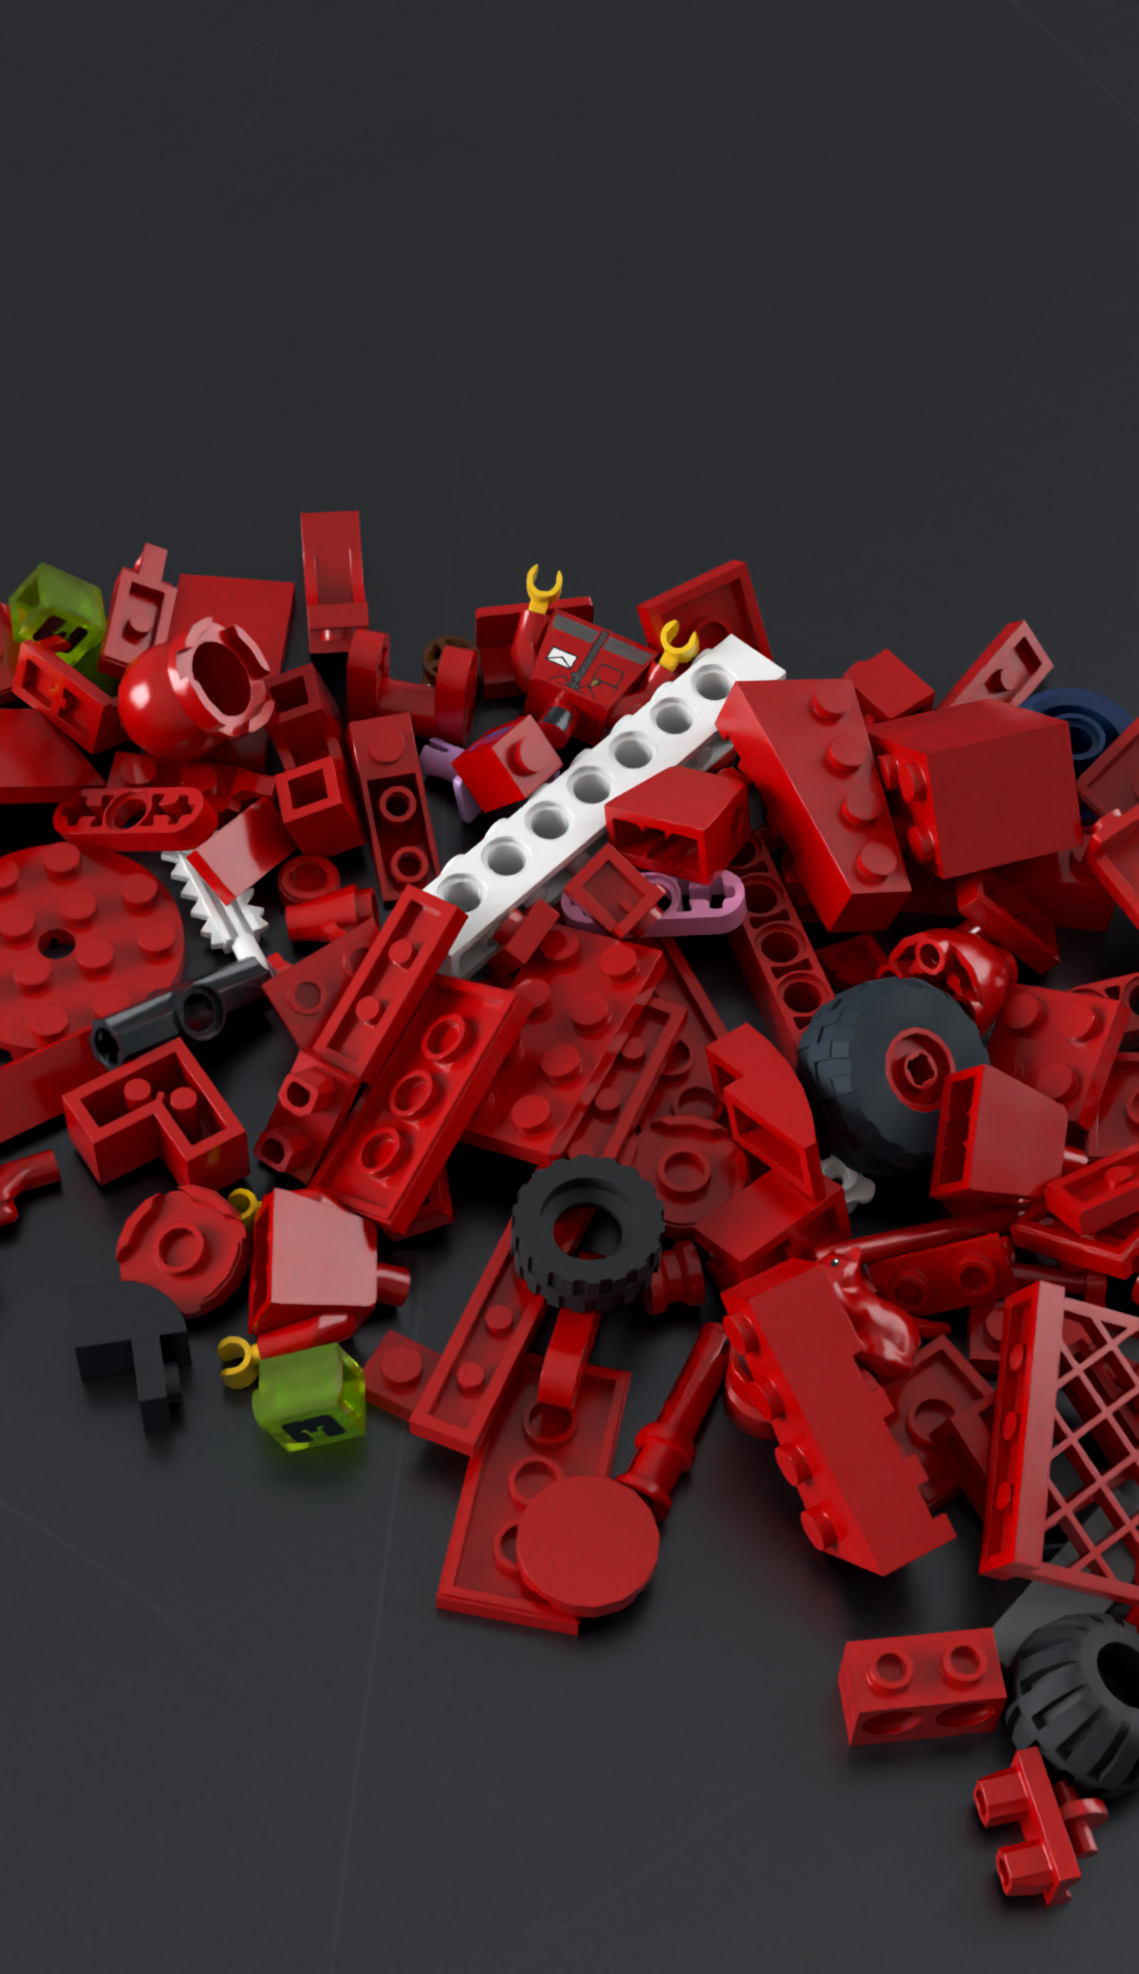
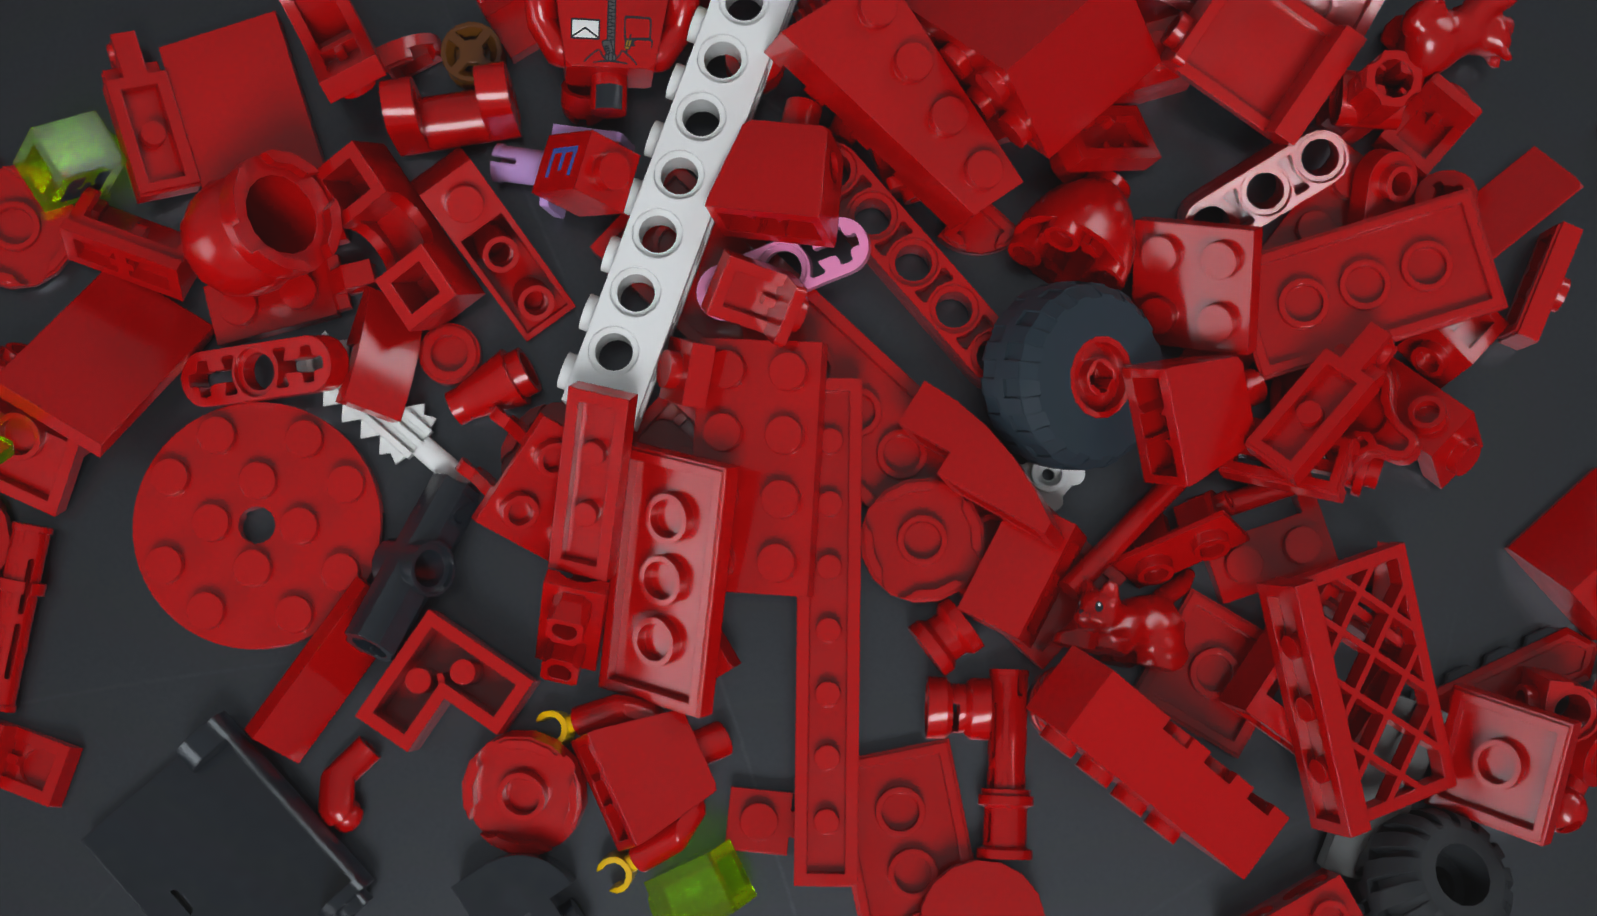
camera: 25 degrees left, 30 degrees up
(404, 649) = (410, 54): none -> red tile
(569, 1352) = (892, 731): red beam -> none
(581, 1282) = (924, 663): black tyre -> none
(653, 1350) = (972, 708): none -> red wheel

